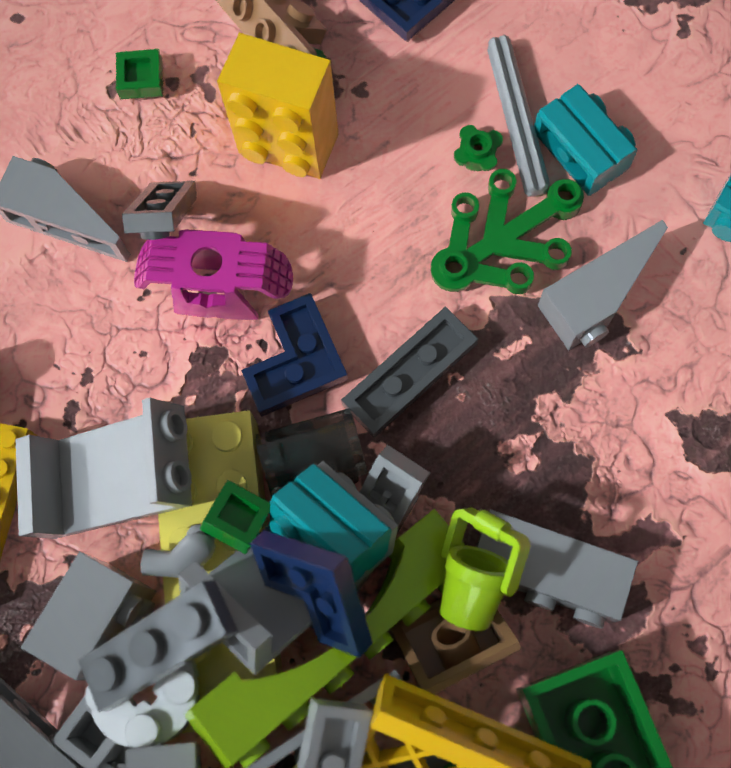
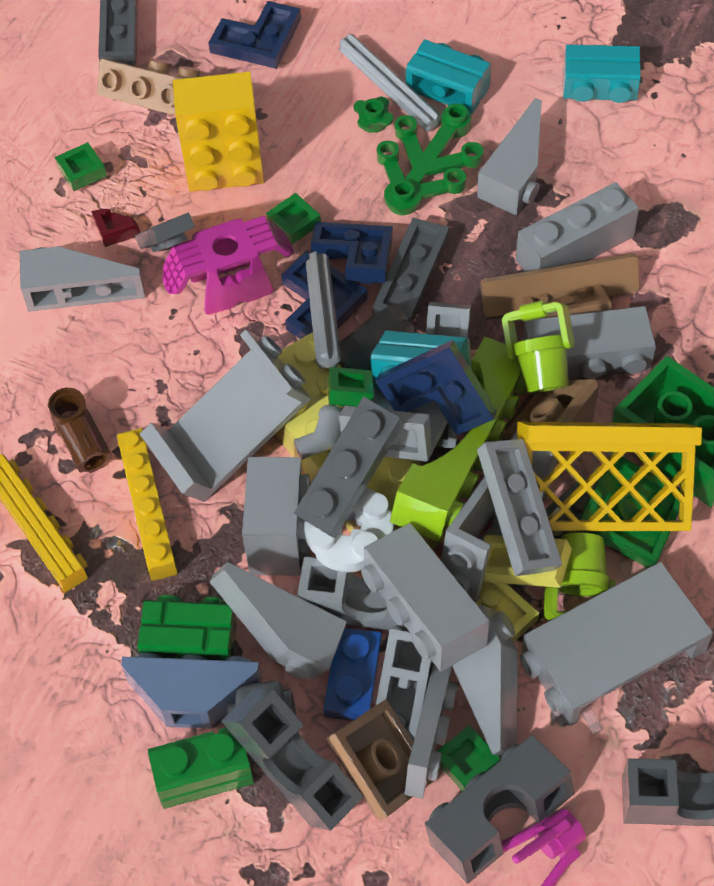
camera: 30 degrees left, 15 degrees down
(137, 161) = (114, 227): none -> dark red tile
(271, 393) = (323, 311): none -> light grey axle
(321, 243) = (294, 217): none -> green plate
(373, 313) = (363, 246): none -> dark blue plate
(561, 489) = (580, 285): none -> medium nougat bracket
(617, 417) = (578, 230): none -> light grey brick

